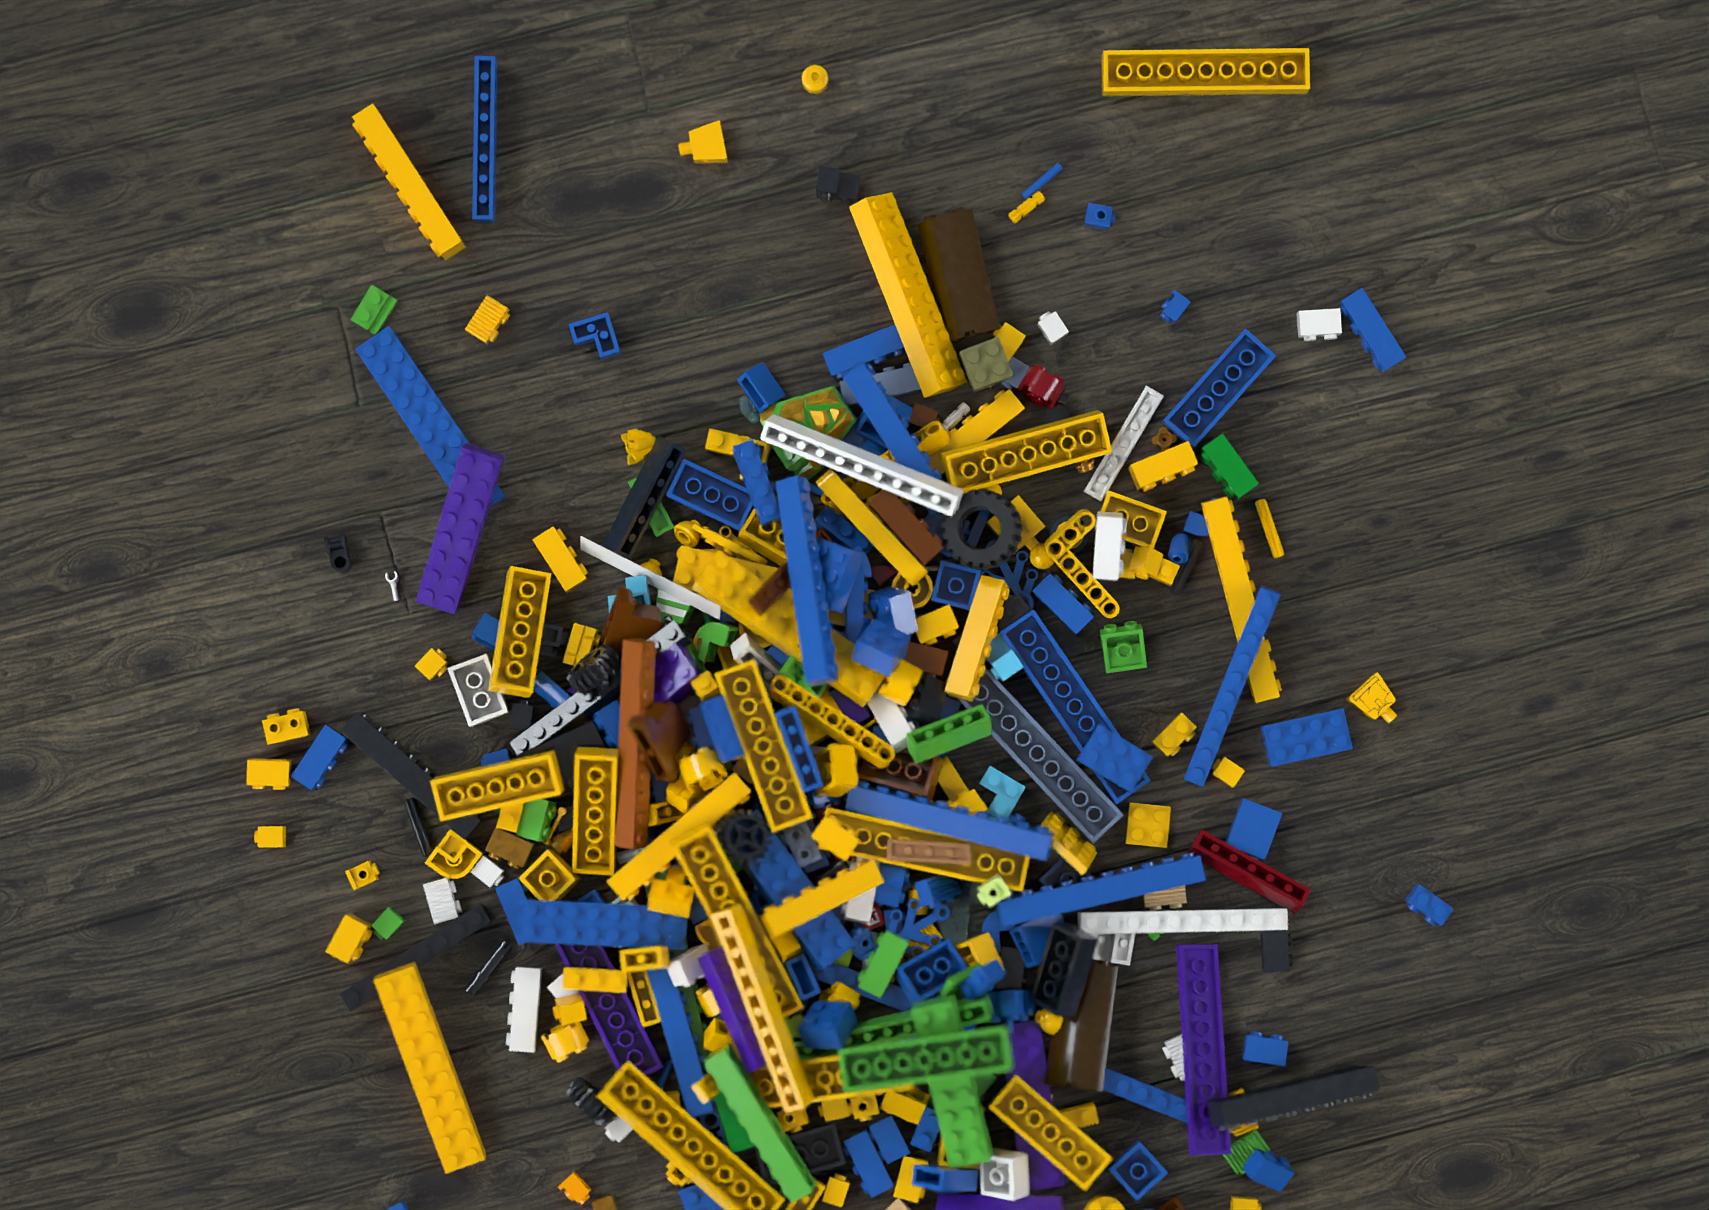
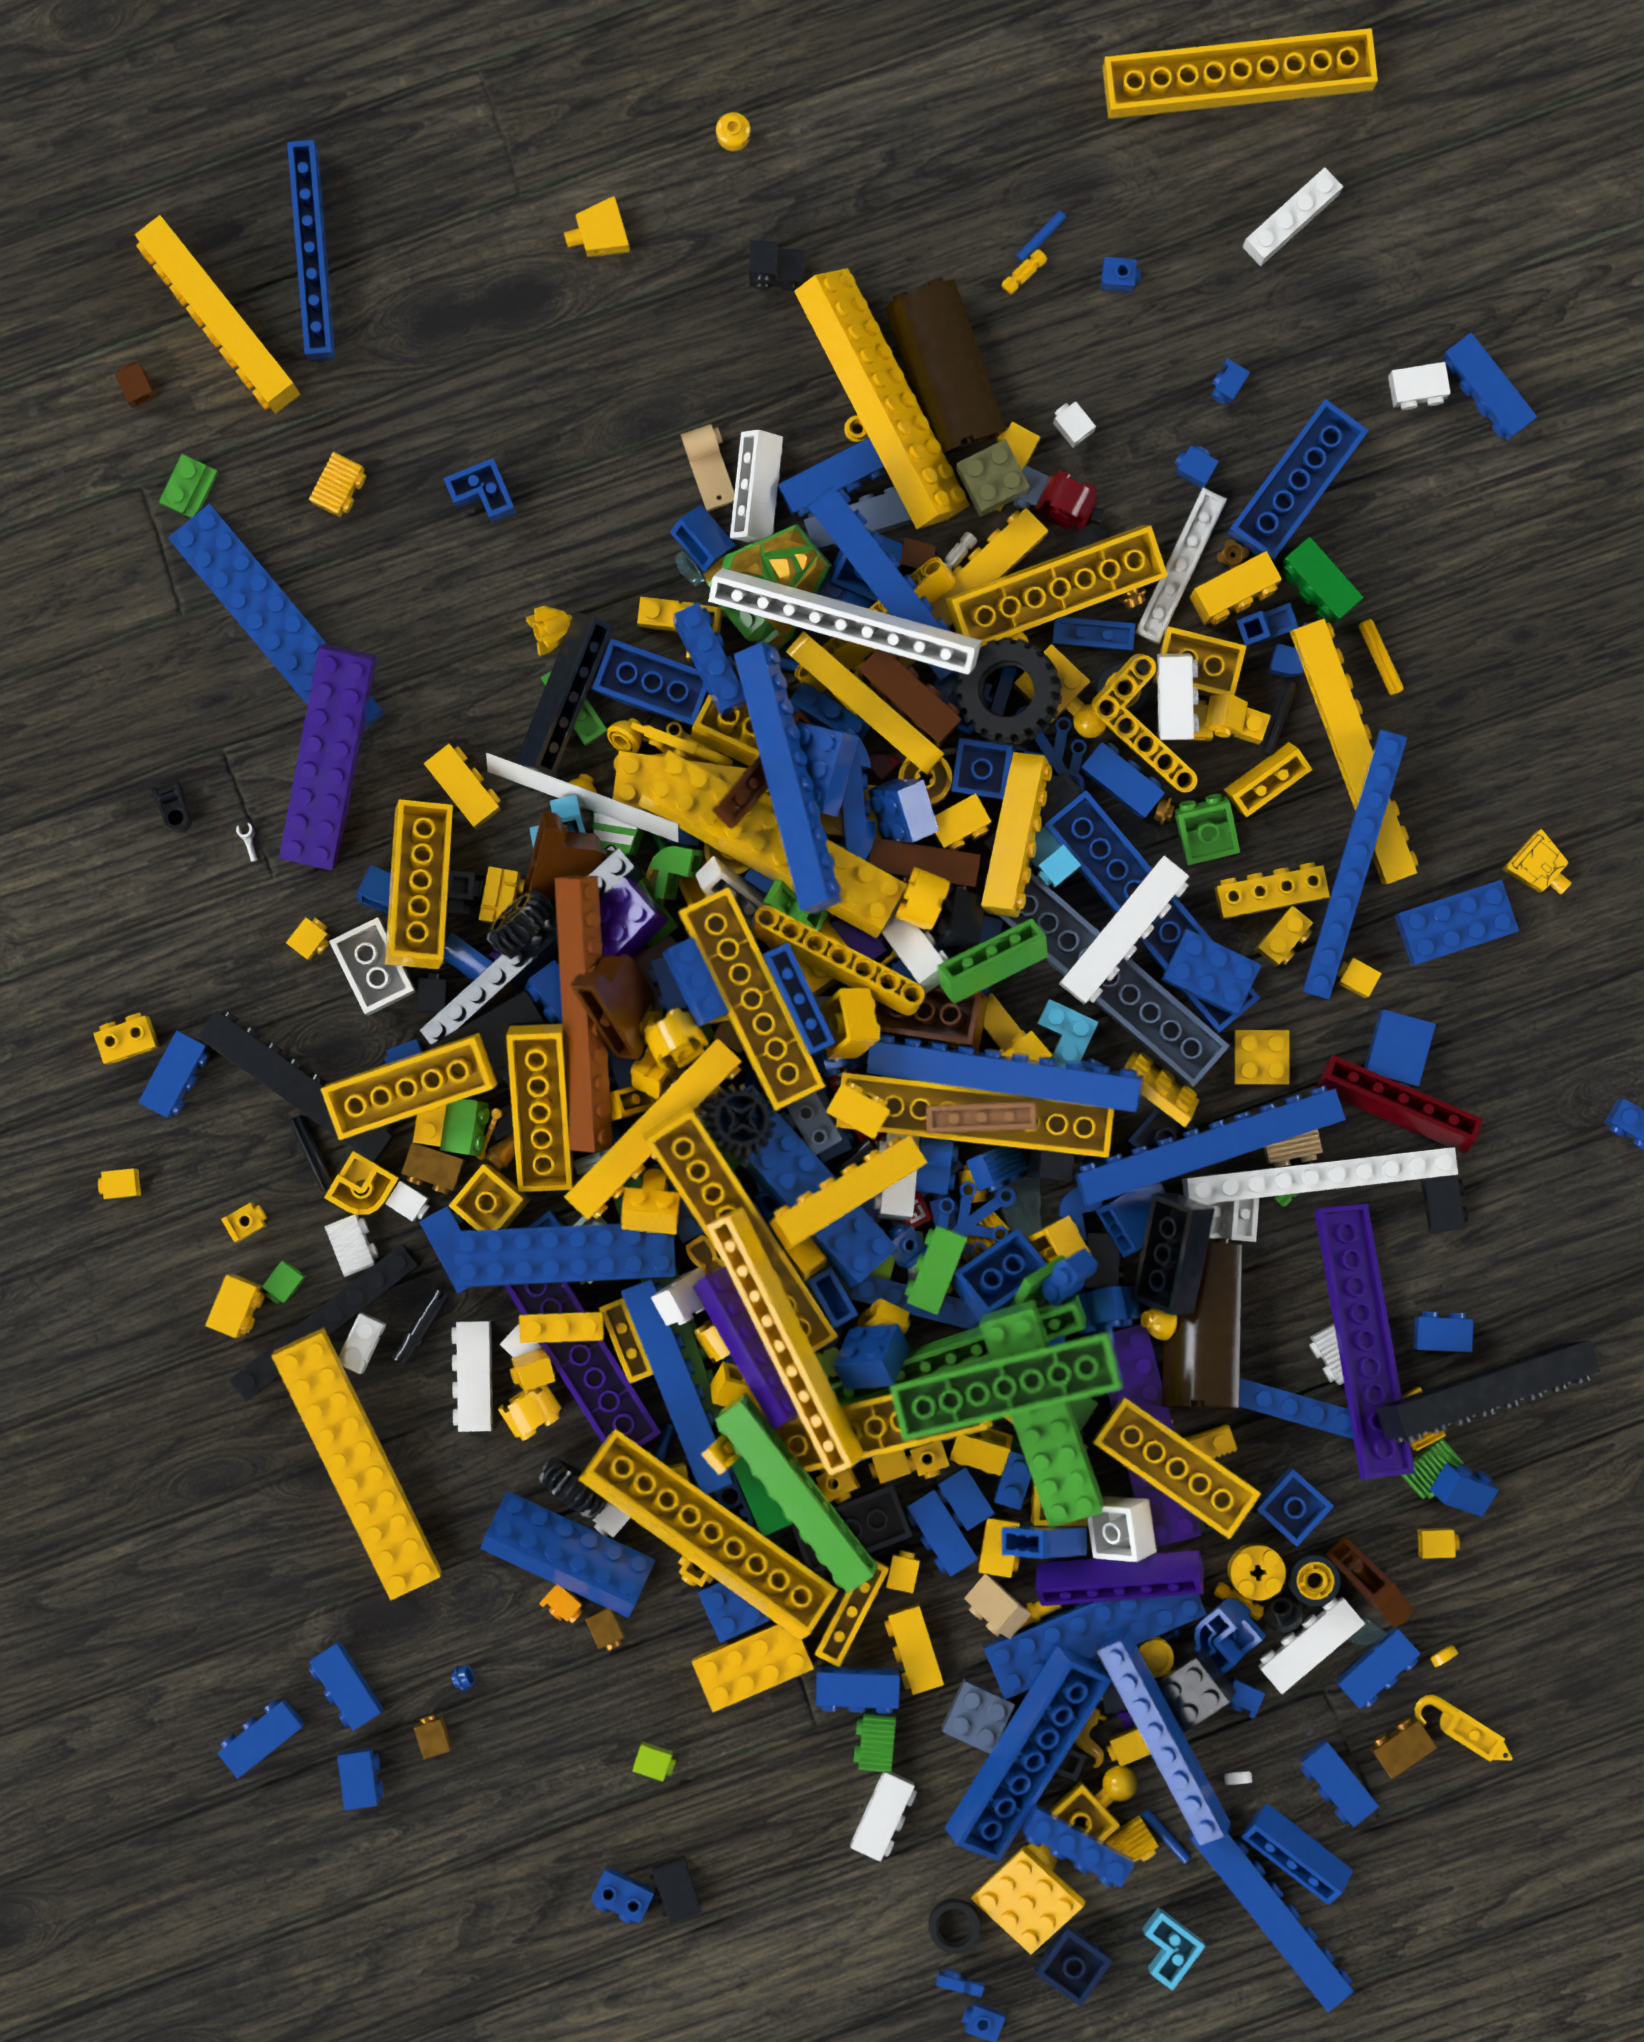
camera: 10 degrees left, 0 degrees up
(269, 773) = (109, 1100): yellow brick -> none
(341, 228) = (135, 384): none -> reddish brown brick
(442, 975) = (361, 1343): none -> white brick
(583, 1151) = (567, 1554): none -> blue brick
(645, 959) = (624, 1293): yellow brick -> none
(705, 687) = (668, 930): yellow brick -> none
(771, 333) = (708, 466): none -> tan door
(805, 352) = (756, 486): none -> white brick
(881, 647) = (893, 856): blue brick -> none
(882, 319) = (850, 423): none -> yellow plate
(993, 883) = (1072, 1149): yellowish green brick -> none
(1052, 489) = (1093, 634): none -> blue plate
(1052, 719) = (1124, 929): none -> white brick
(1092, 630) = (1164, 811): none -> pearl gold plate
(1142, 368) = (1195, 465): none -> blue brick
(1168, 700) = (1271, 892): none -> yellow brick
(1173, 614) = (1268, 779): none -> yellow brick
(1179, 548) = (1267, 694): blue brick -> none
(1185, 496) = (1267, 625): none -> blue brick
(1235, 185) = (1292, 216): none -> white brick

